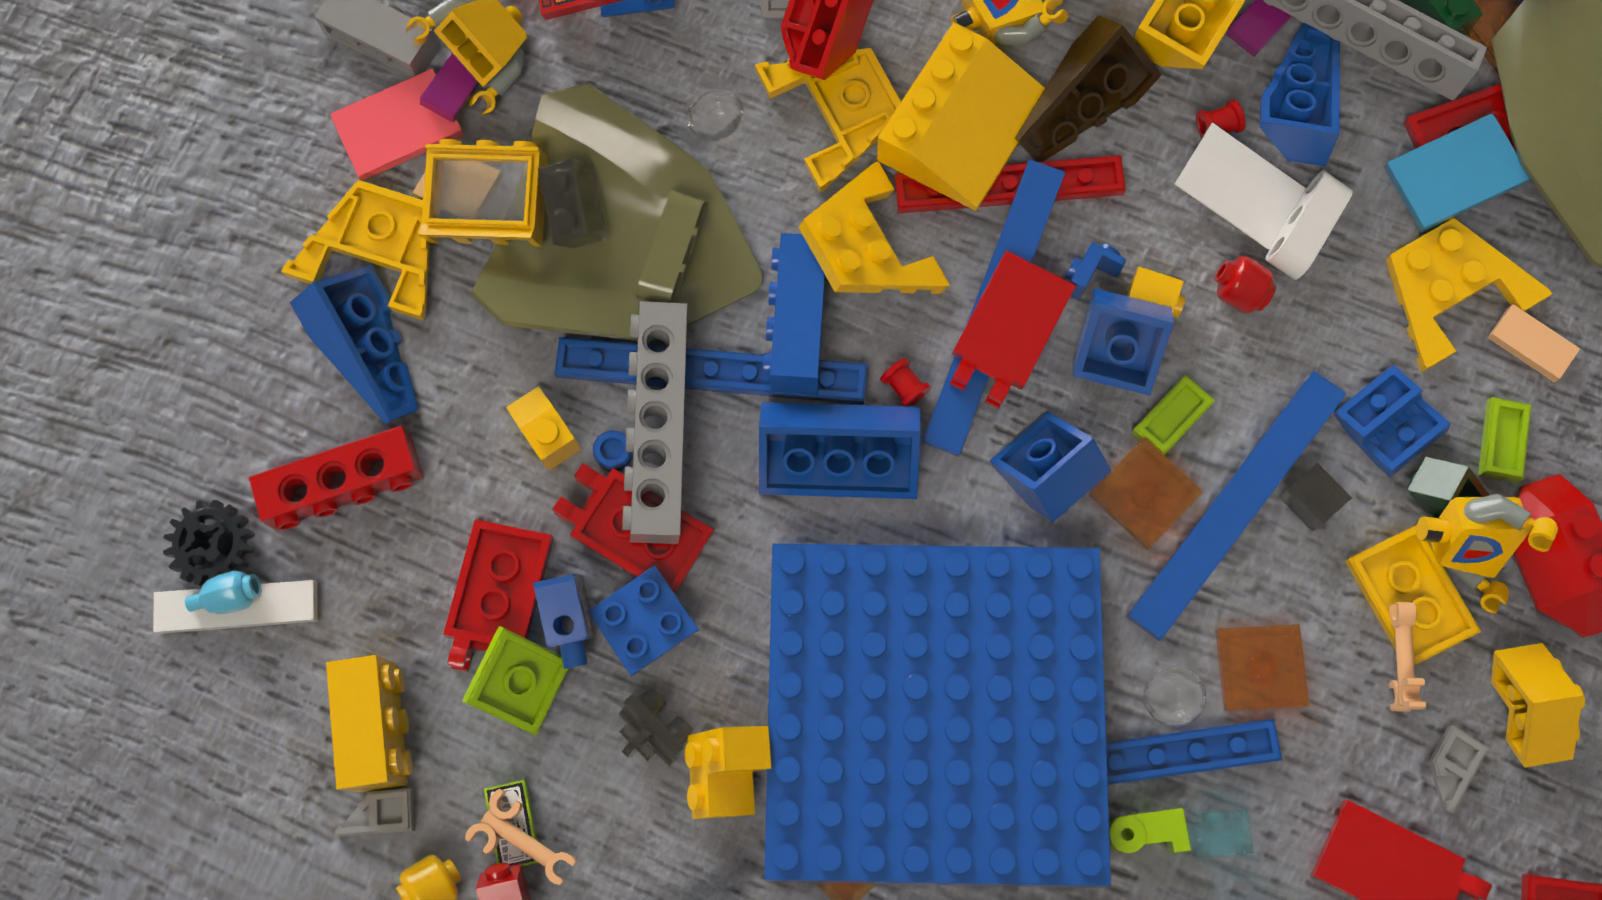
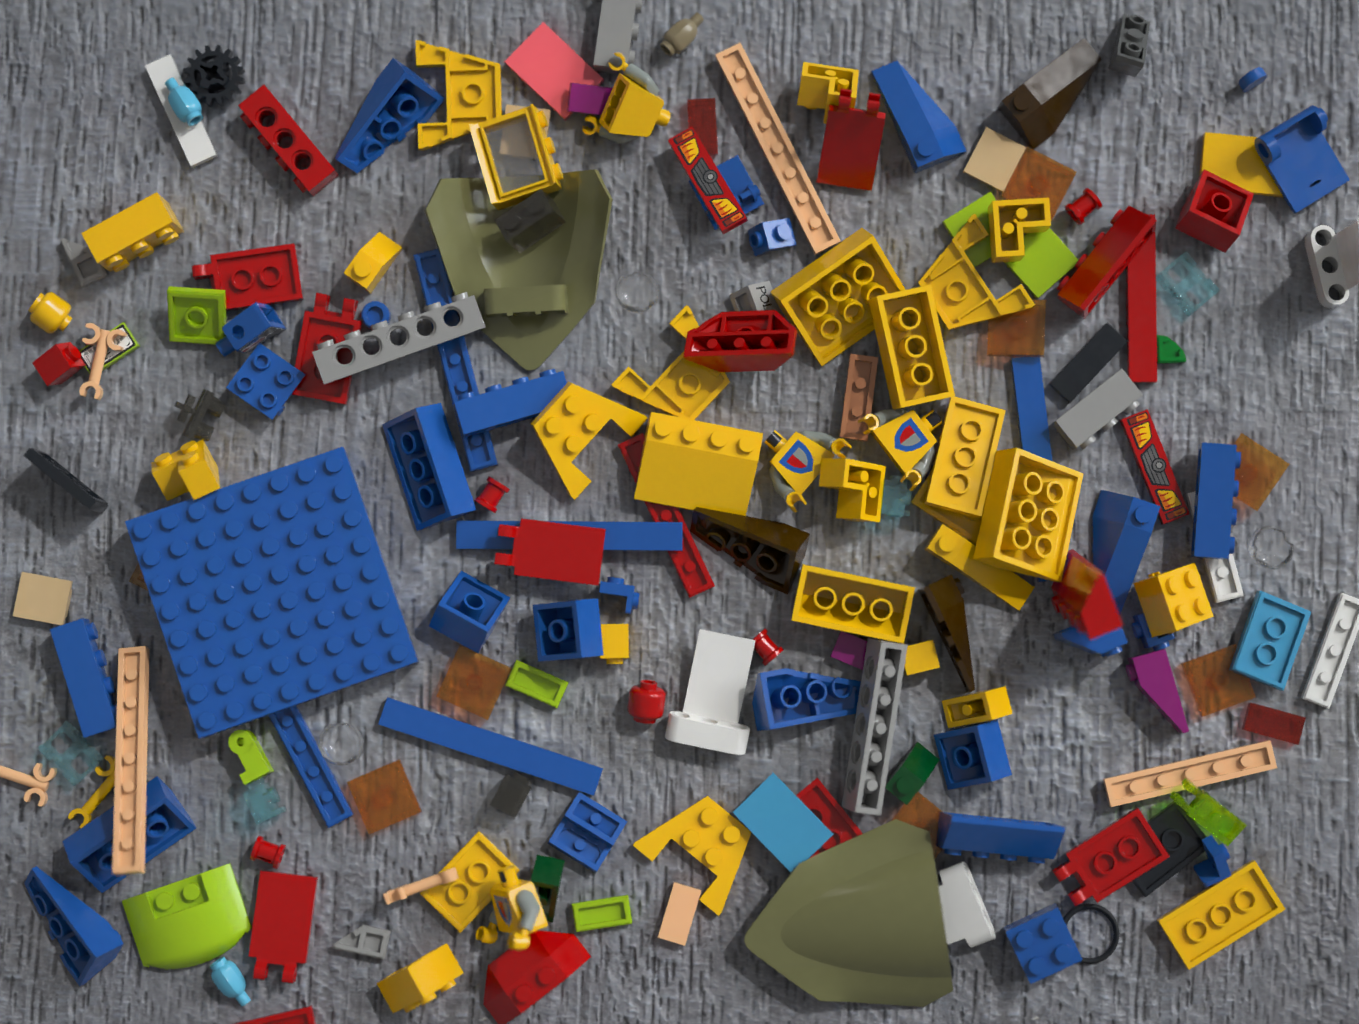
camera: 65 degrees right, 10 degrees up
(1292, 854) = (267, 852): none -> red bush

